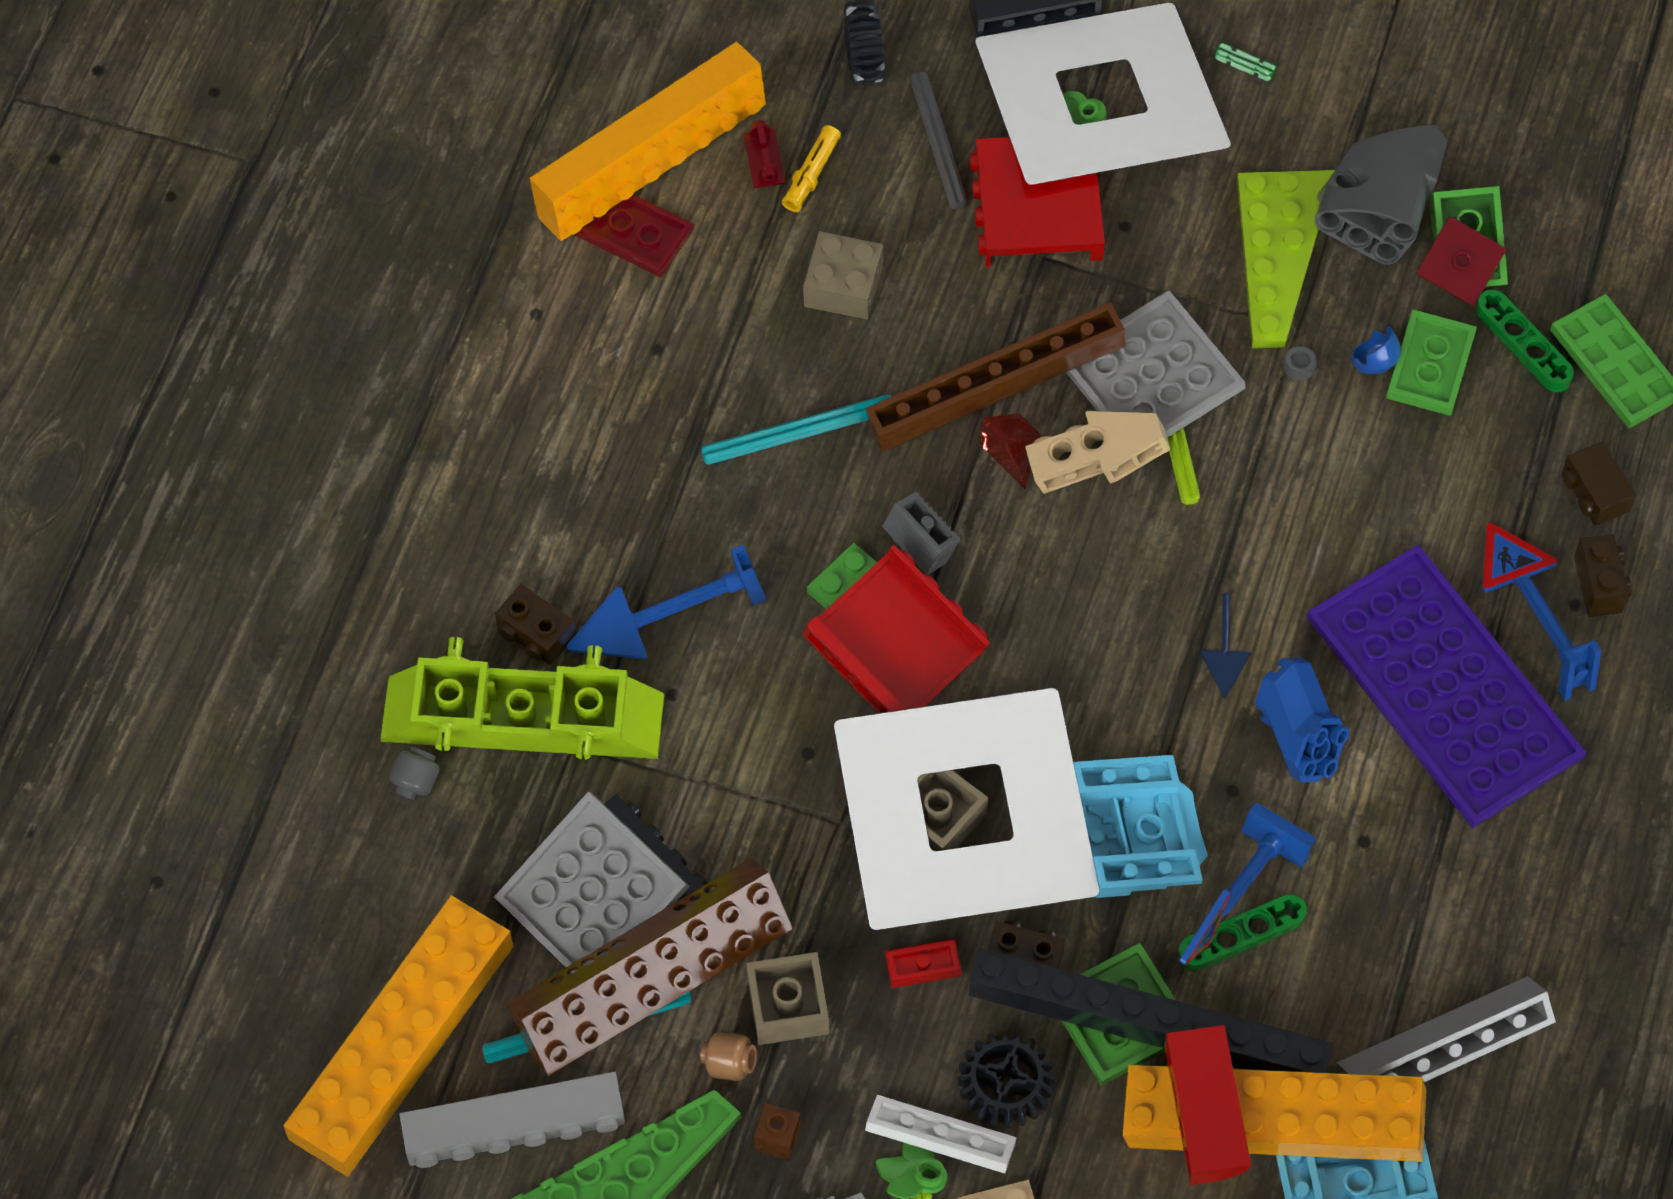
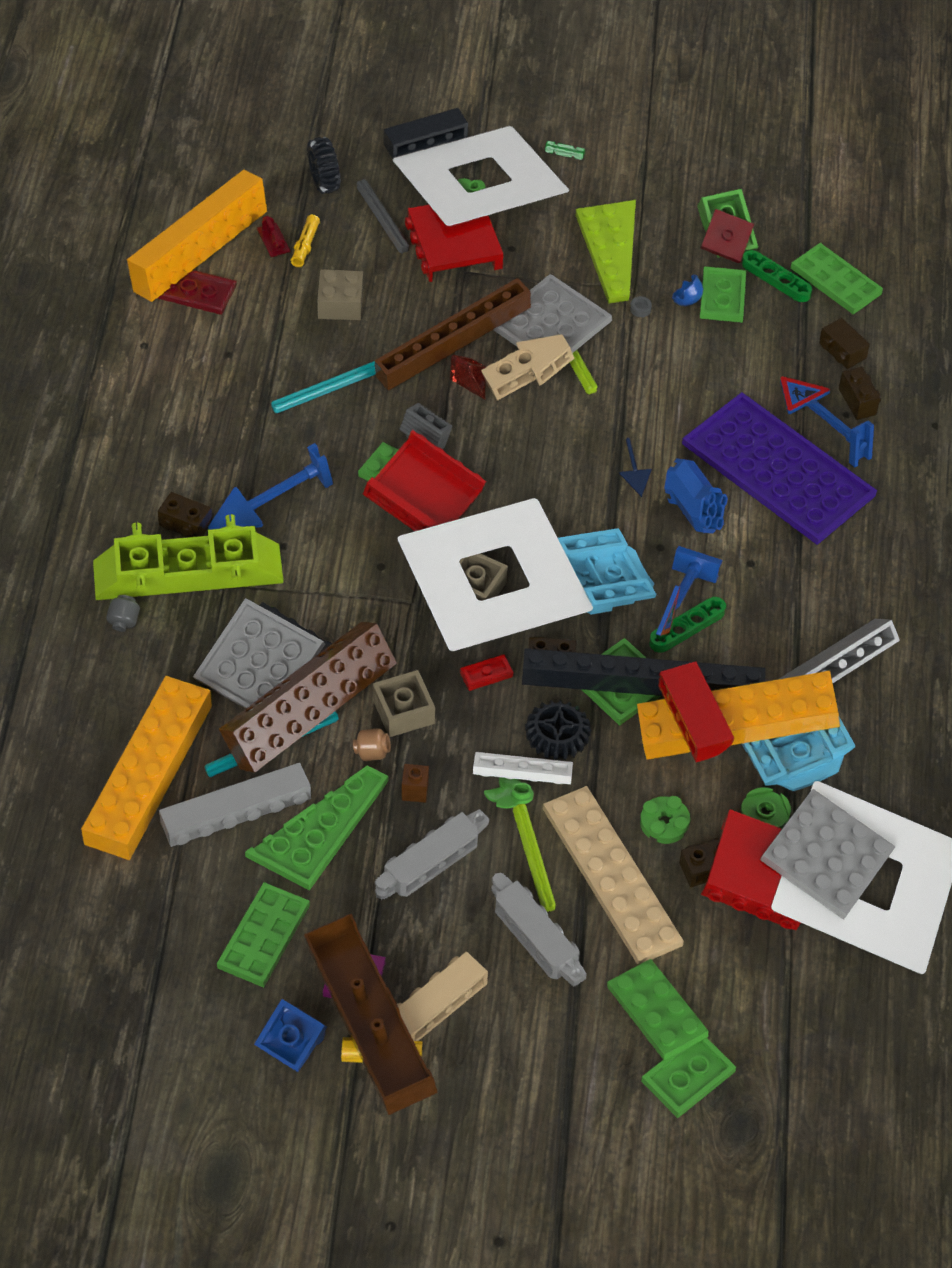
camera: 15 degrees left, 10 degrees down
(1382, 191) = (666, 201): dark grey panel -> none

